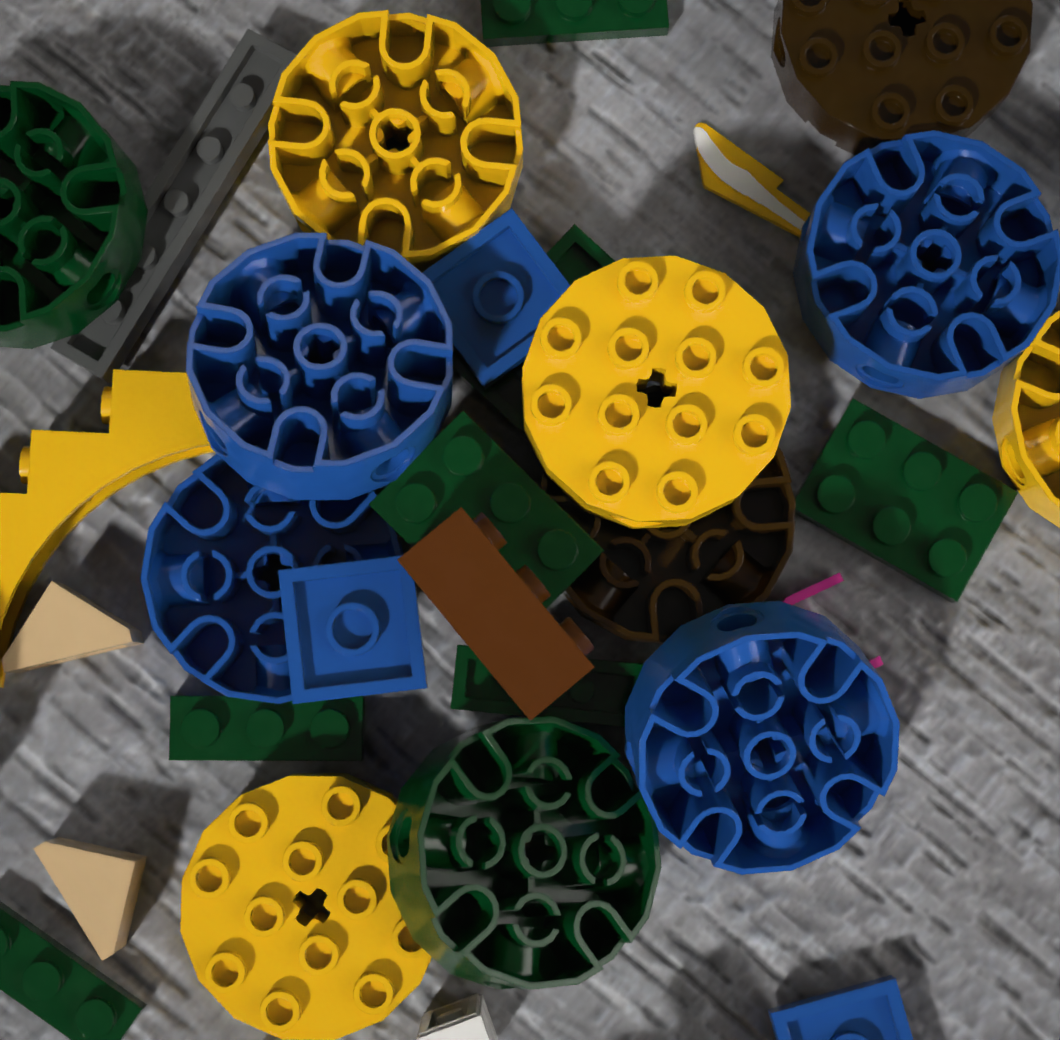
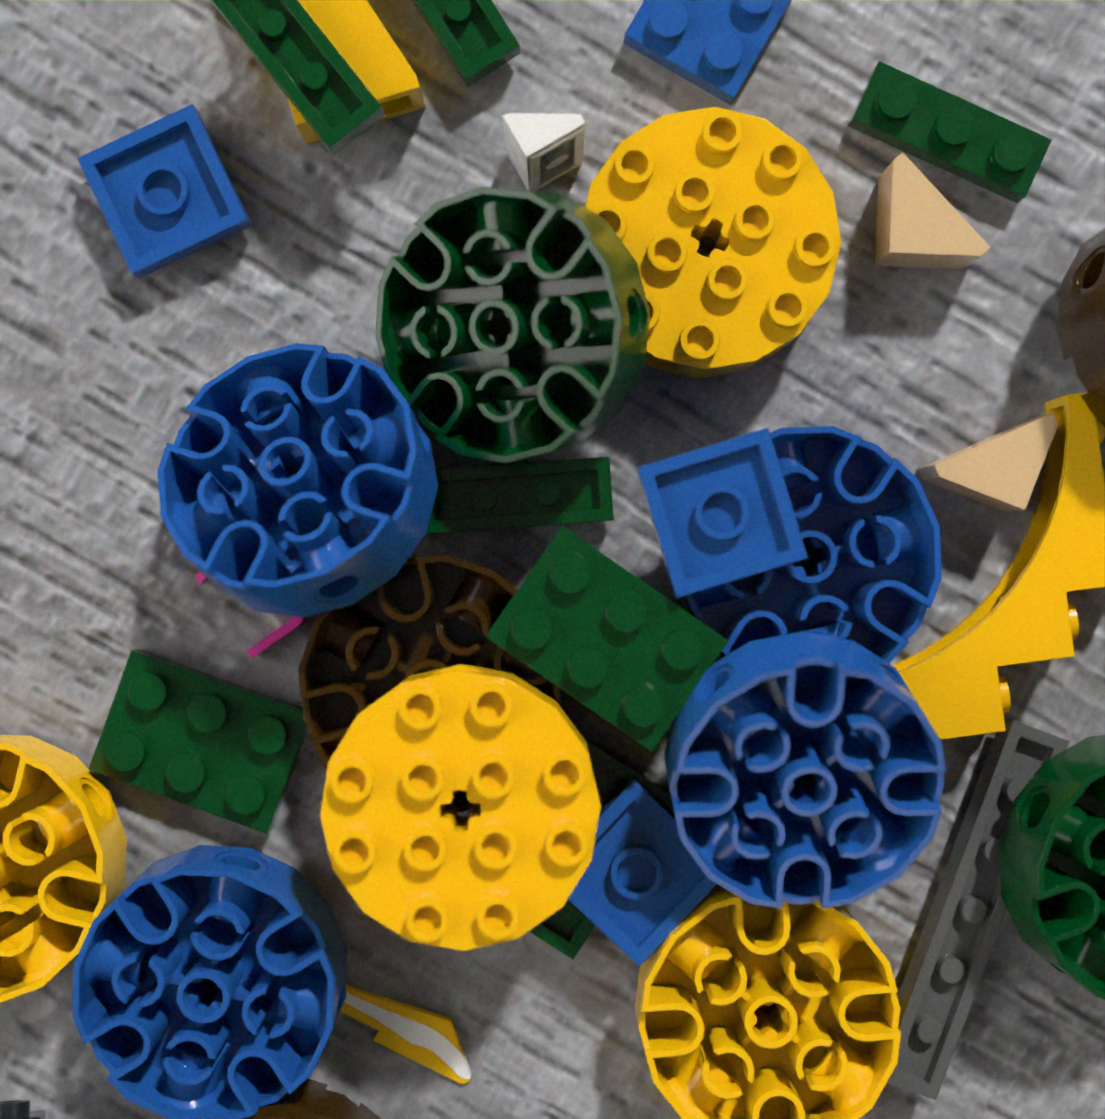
camera: 175 degrees right, 5 degrees up
(263, 731) = (825, 396): dark green plate -> none
(499, 611) = (580, 553): reddish brown brick -> none

